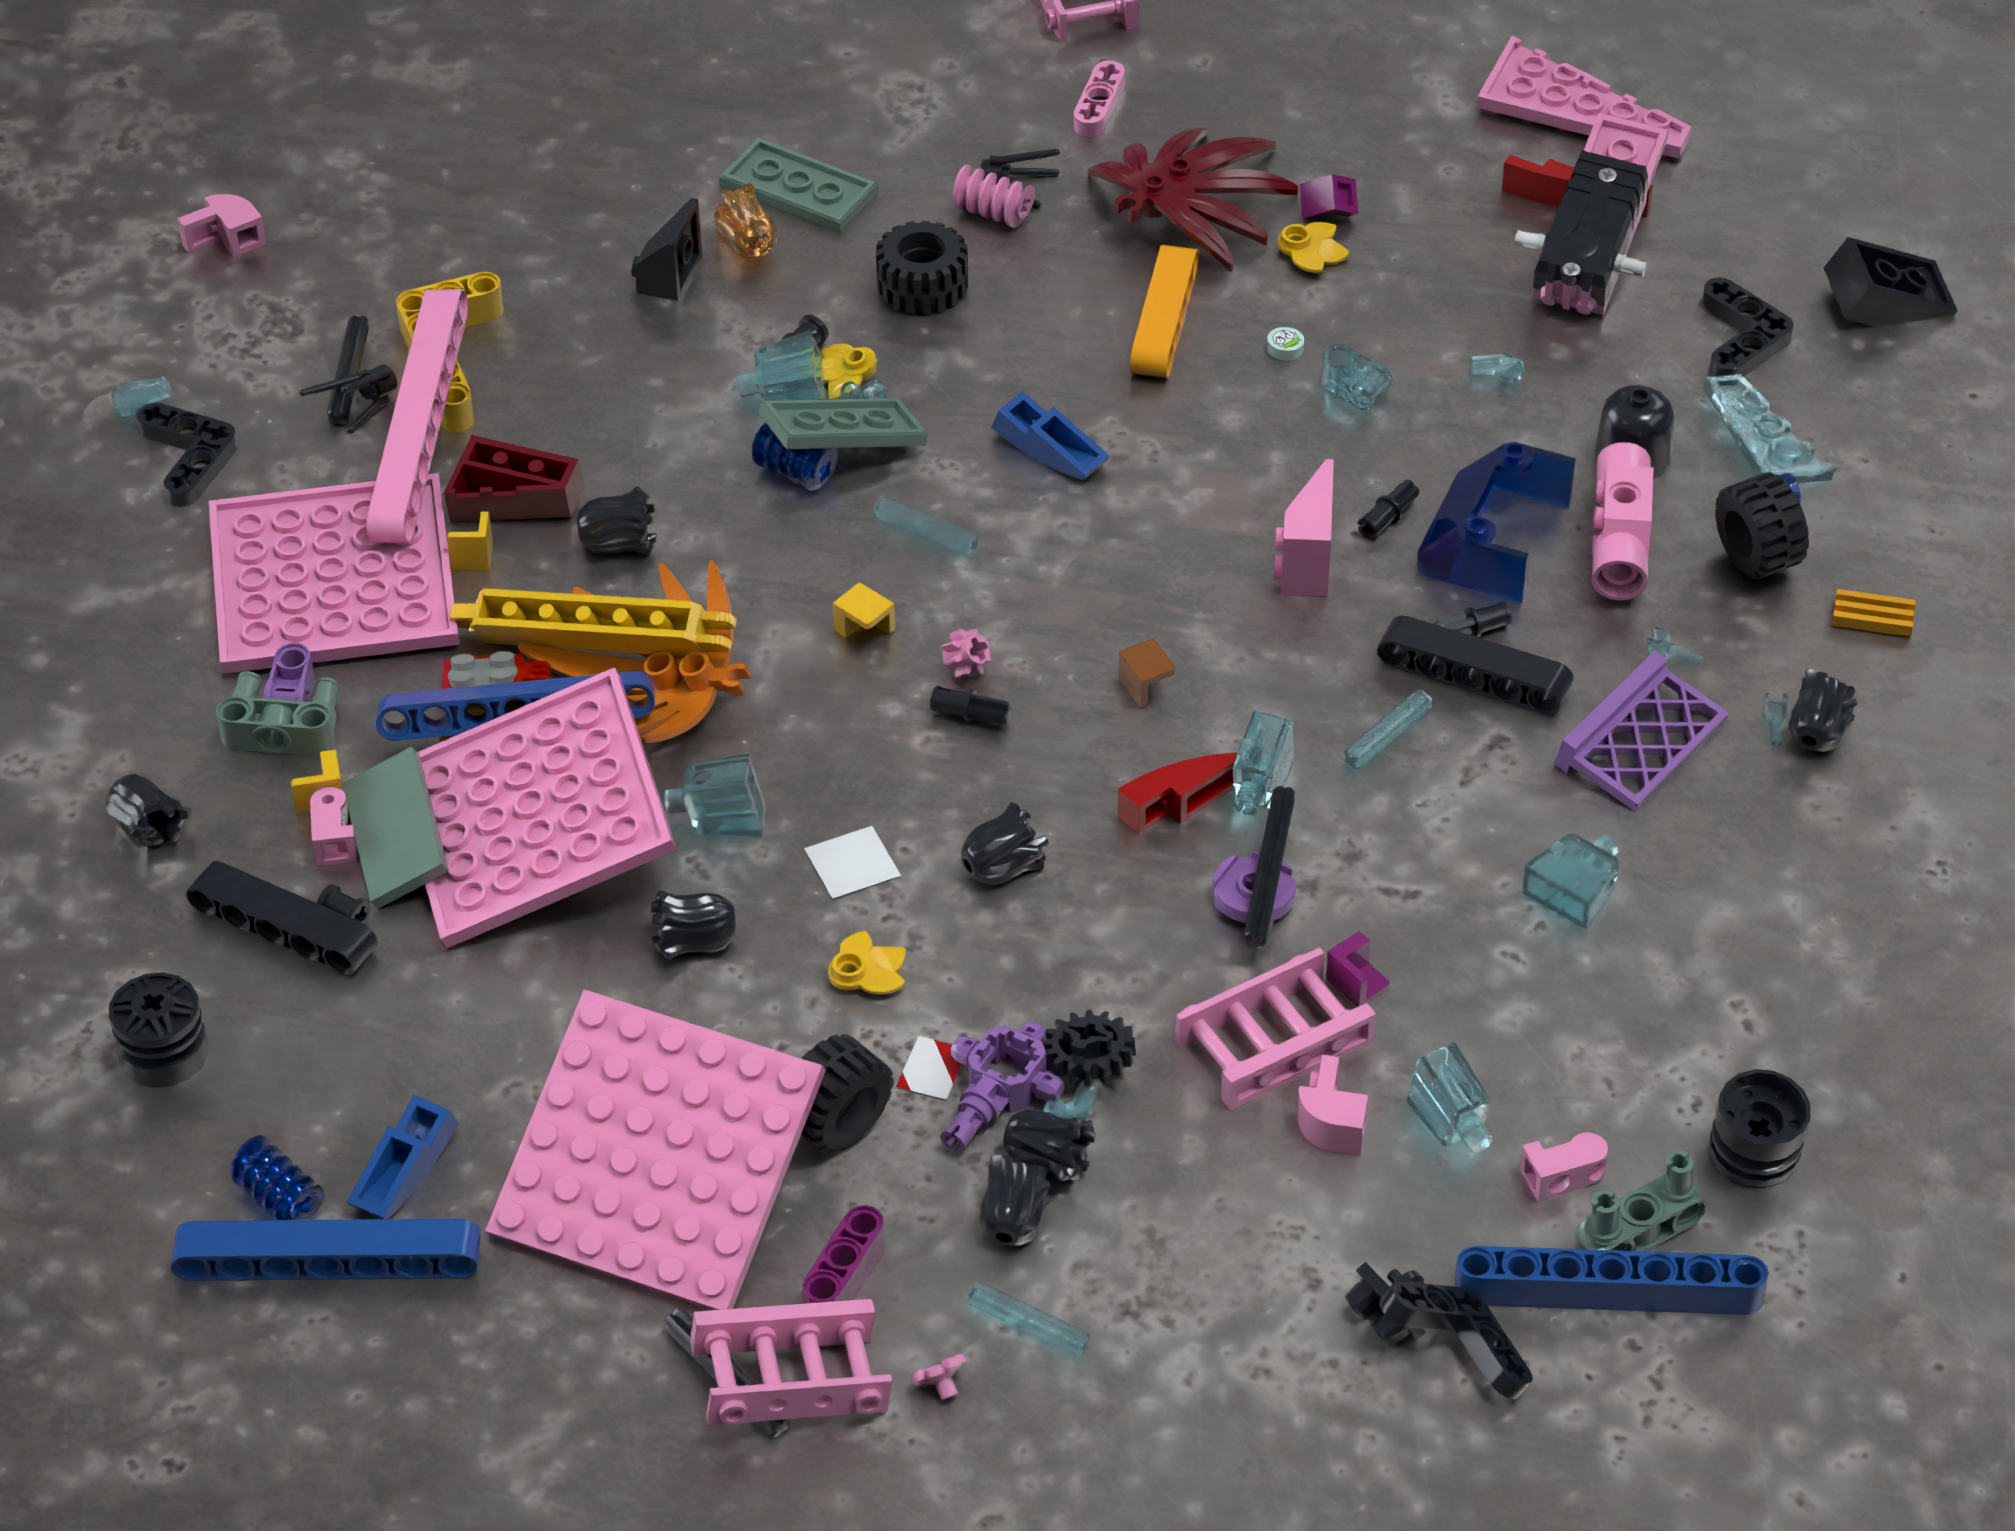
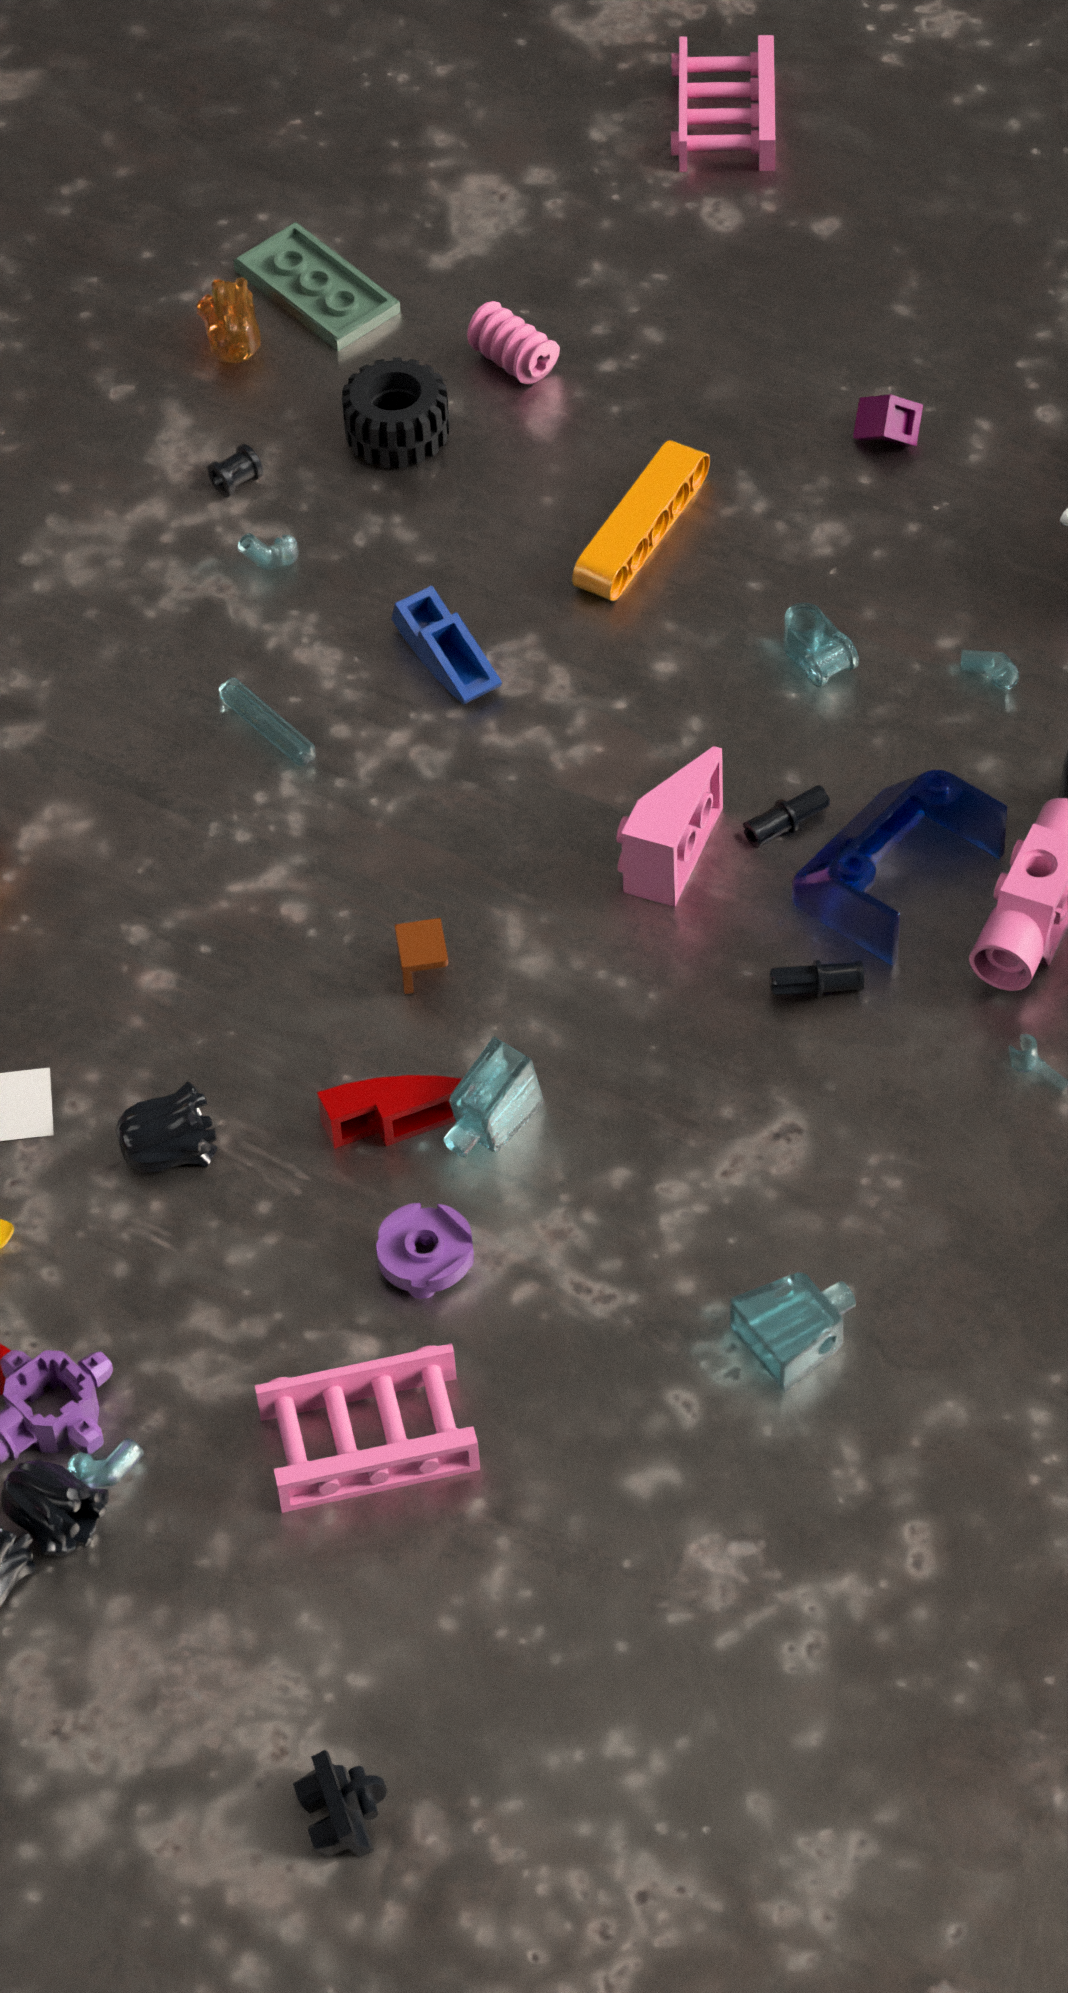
camera: 20 degrees right, 5 degrees up
(670, 255) = (135, 343): black slope -> none
(786, 371) = (194, 509): clear light blue torso -> none
(803, 466) = (156, 608): clear blue piece -> none
(842, 423) = (221, 582): sand green tile -> none
(845, 364) = (263, 513): yellow plate -> none
(862, 608) = (145, 807): yellow panel -> none
(966, 653) = (247, 886): bright pink gear -> none
(970, 705) = (213, 949): black axle -> none
(1000, 166) = (539, 314): black plant -> none
(1089, 1047) = (149, 1399): black gear -> none
(1098, 88) = (687, 263): bright pink beam -> none
(1177, 180) = (705, 371): dark red plant -> none
(1269, 867) = (442, 1229): black axle -> none
(1285, 343) = (763, 587): light aqua tile -> none
(1312, 246) = (845, 474): yellow plate -> none
(1329, 1116) = (378, 1551): bright pink brick -> none
(1352, 973) = (491, 1379): magenta panel -> none
(1387, 729) = (664, 1087): clear light blue axle -> none
(1450, 1099) = (517, 1571): clear light blue torso -> none
(1470, 1317) = (413, 1858): black beam -> none
(1475, 664) = (797, 1032): black beam -> none
(1564, 1166) = (619, 1687): bright pink leg -> none
(1610, 718) = (936, 1124): medium lavender fence -> none
(1613, 1279) = (618, 1866): blue beam -> none
(1664, 1204) = (712, 1768): sand green piece -> none
(1759, 1128) = (859, 1677): black wheel -> none

